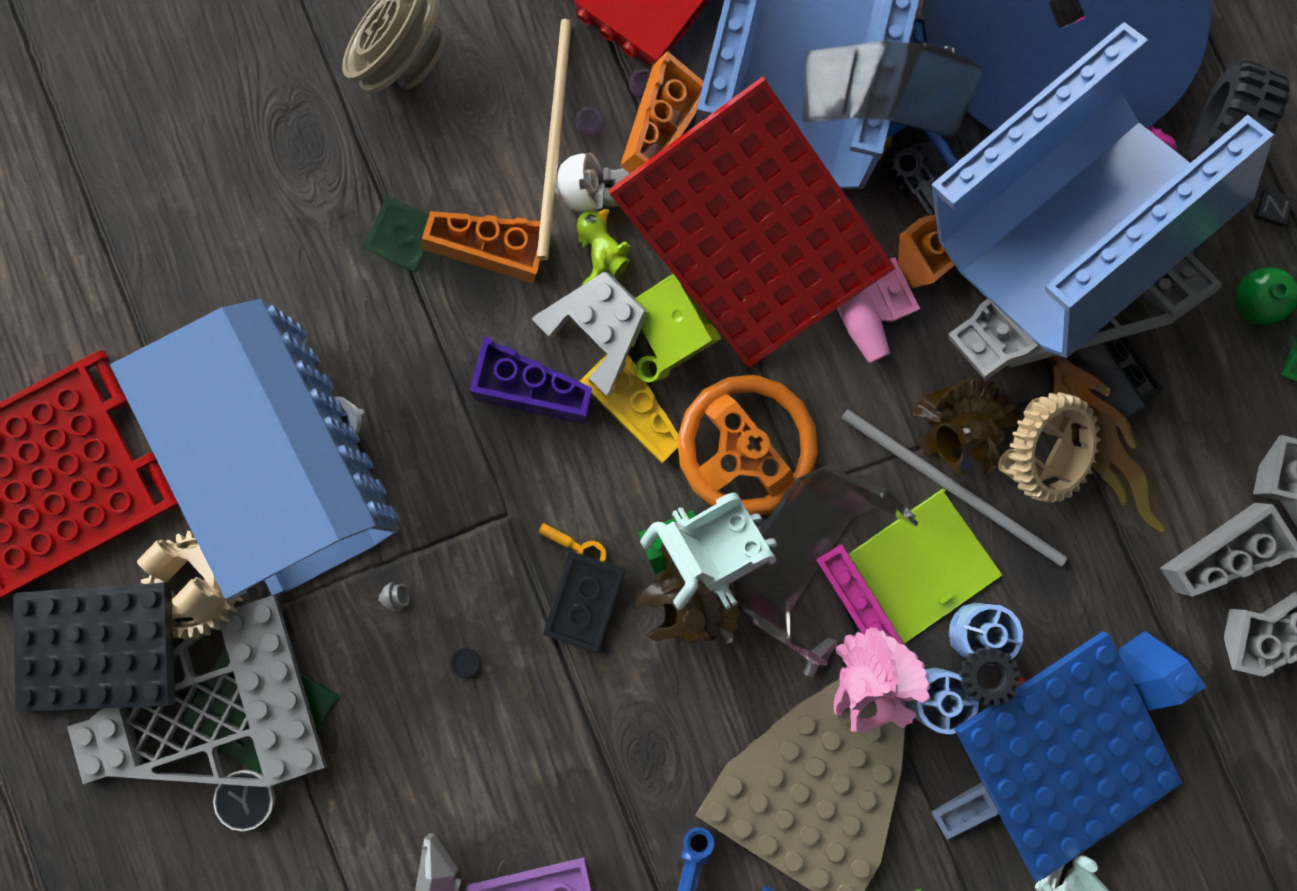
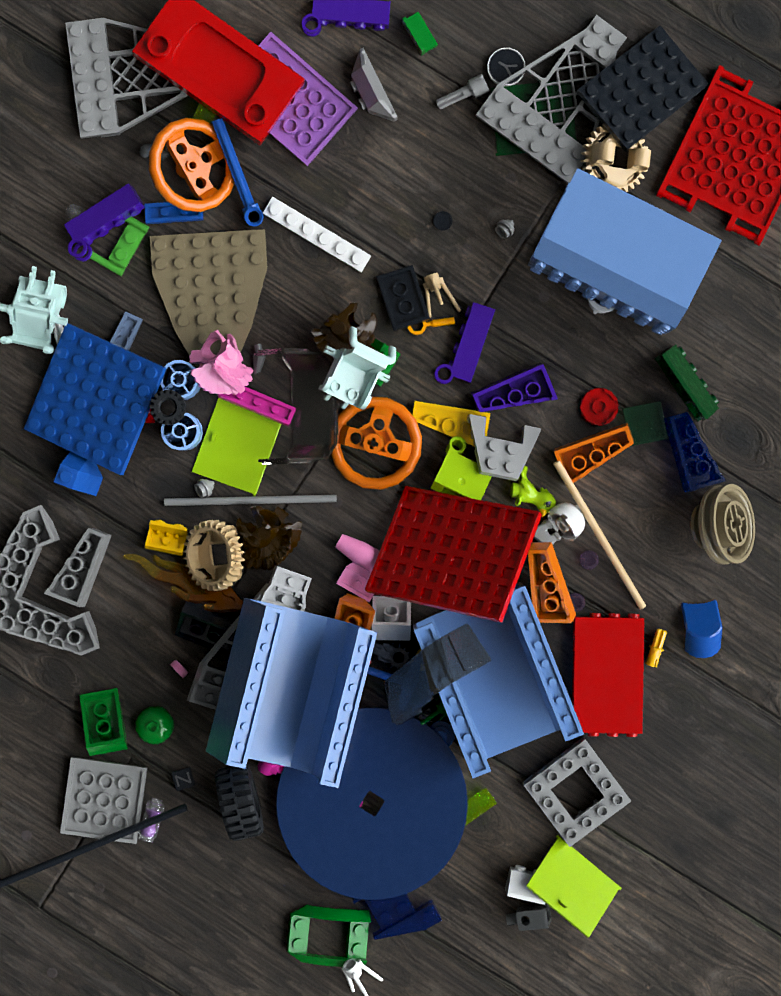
camera: 140 degrees right, 5 degrees up
(300, 802) = (475, 87): none -> light grey piece
(314, 243) = (686, 383): none -> dark green piece
(373, 155) = (691, 454): none -> clear blue wedge
(442, 295) = (599, 406): none -> red tile
(532, 592) = (434, 283): none -> tan plant
(542, 482) = (470, 345): none -> dark purple hinge
(634, 761) = (316, 234): none -> white plate
(887, 213) = (391, 618): none -> white slope
(1001, 543) = (204, 487): none -> light grey plate
(1094, 514) = (166, 537): none -> yellow bracket
(1189, 342) = (179, 668): none -> bright pink tile

